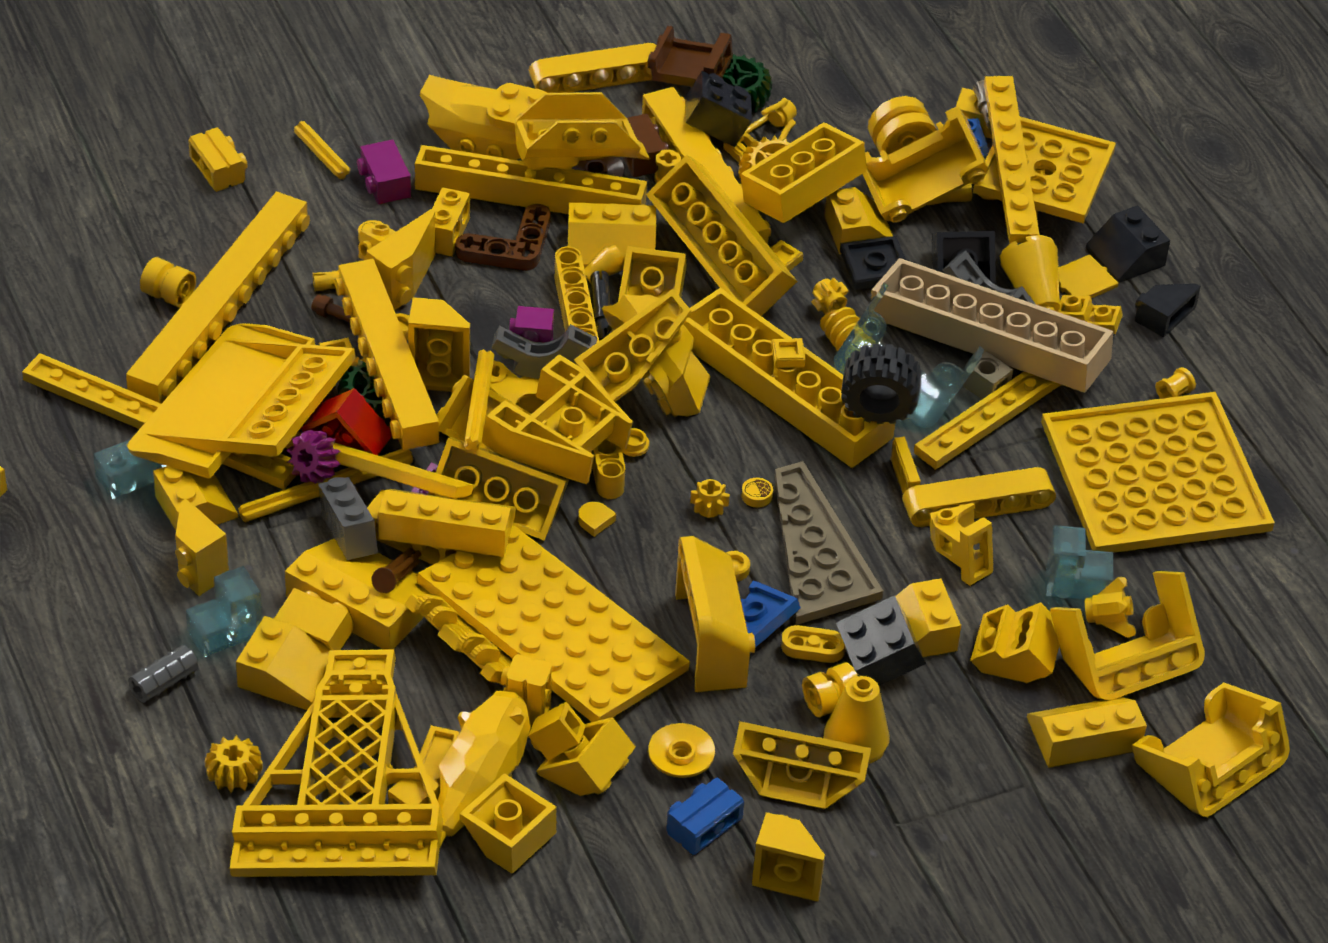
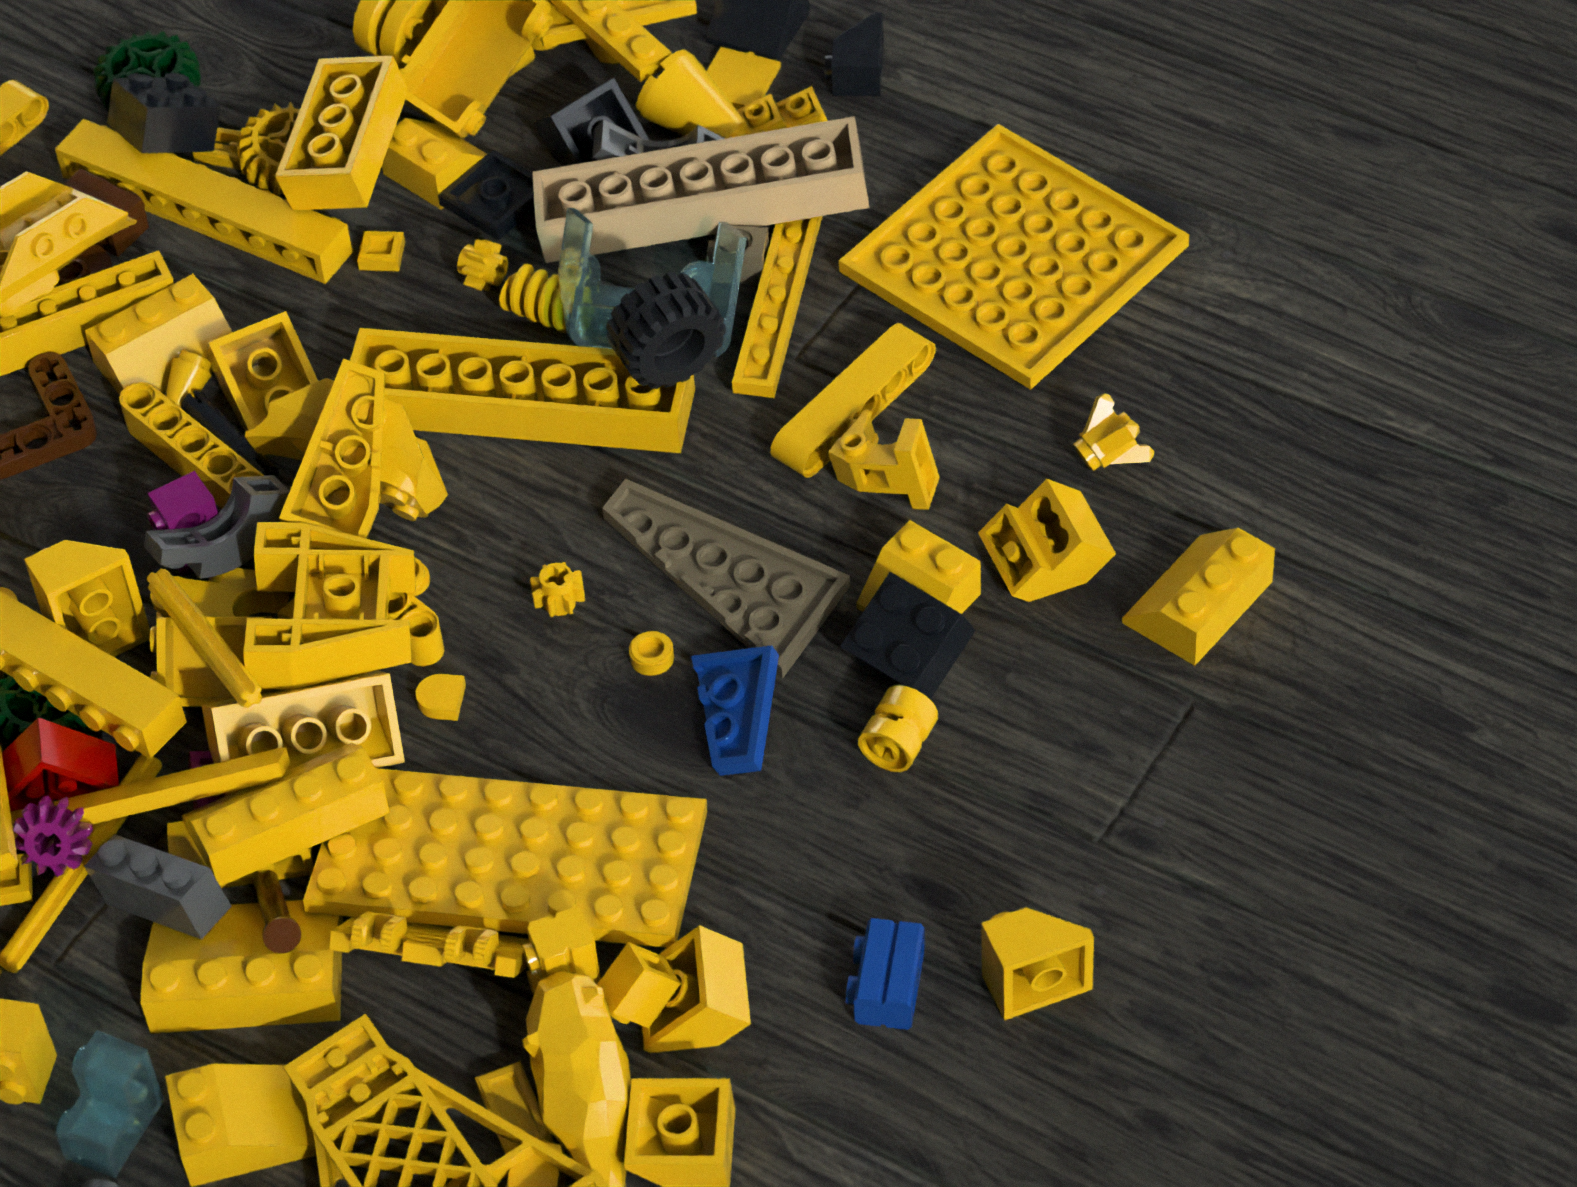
camera: 30 degrees left, 5 degrees up
(319, 619) = (226, 1035): yellow brick -> none
(666, 161) = (158, 228): yellow bush -> none
(683, 60) = (76, 77): reddish brown panel -> none
(685, 741) = (794, 897): yellow dish -> none
(720, 236) = (304, 265): yellow brick -> none
(723, 643) = (706, 716): yellow windscreen -> none
(757, 492) = (600, 548): yellow tile -> none
(779, 115) = (234, 82): yellow plant -> none
(788, 353) = (510, 359): yellow tile -> none
(799, 765) = (946, 841): yellow wedge -> none
(813, 644) = (823, 688): yellow plate -> none
(860, 717) = (963, 751): yellow cone -> none
(904, 464) = (743, 415): yellow tile -> none
(1072, 568) = (1033, 415): clear light blue brick -> none
(1167, 650) = (1193, 475): yellow windscreen -> none
(1179, 383) = (949, 136): yellow bush -> none
(1221, 756) = (1360, 526): yellow windscreen -> none

